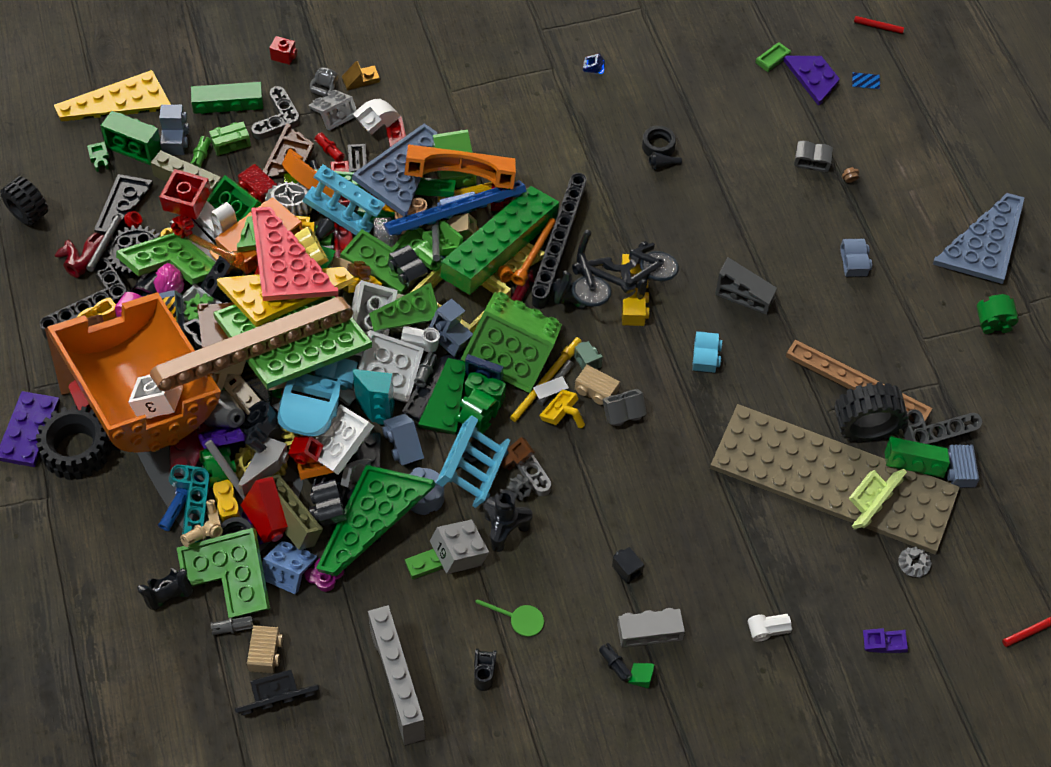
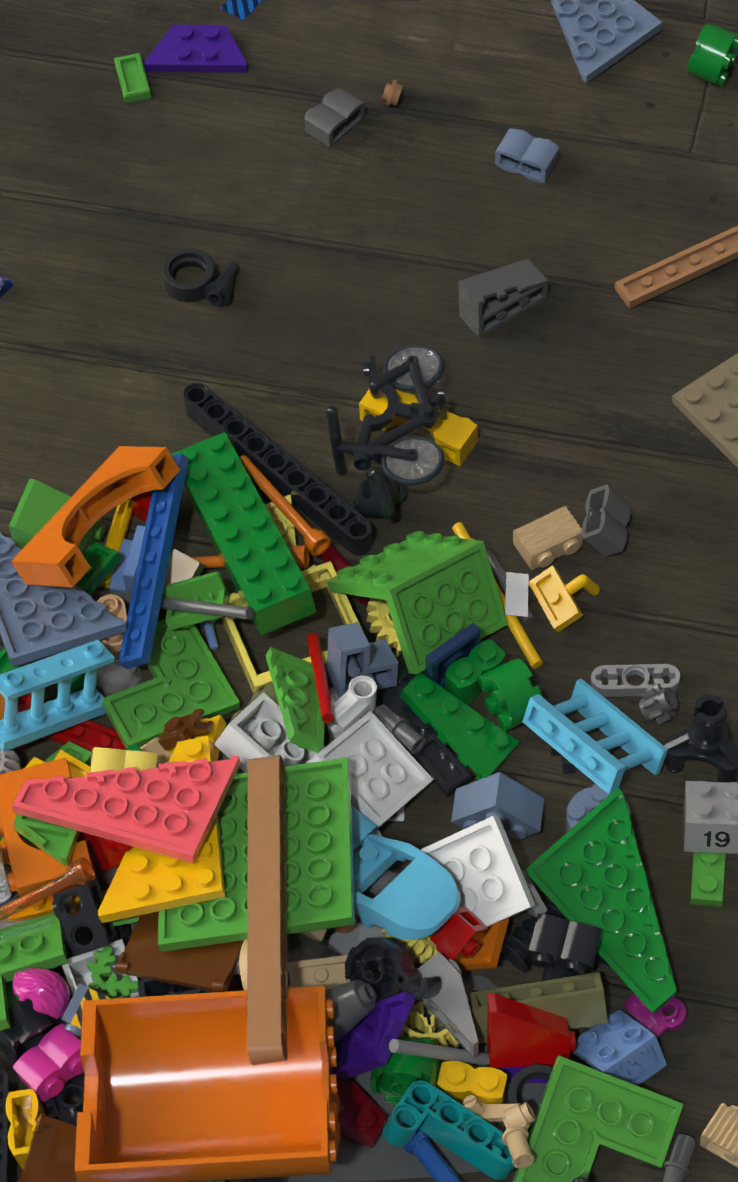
camera: 55 degrees left, 0 degrees up
(151, 401) = (256, 1092): white brick -> none
(324, 229) = (68, 742): black cone -> none
(374, 394) = (417, 805): teal slope -> none
(408, 266) = (210, 668): black brick -> none
(419, 317) = (320, 678): none -> red bar
(424, 253) = (200, 638): bright green piece -> none
(519, 453) = (608, 675): reddish brown plate -> none
(587, 355) = (494, 527): sand green brick -> none
(706, 352) = (571, 389): medium azure brick -> none

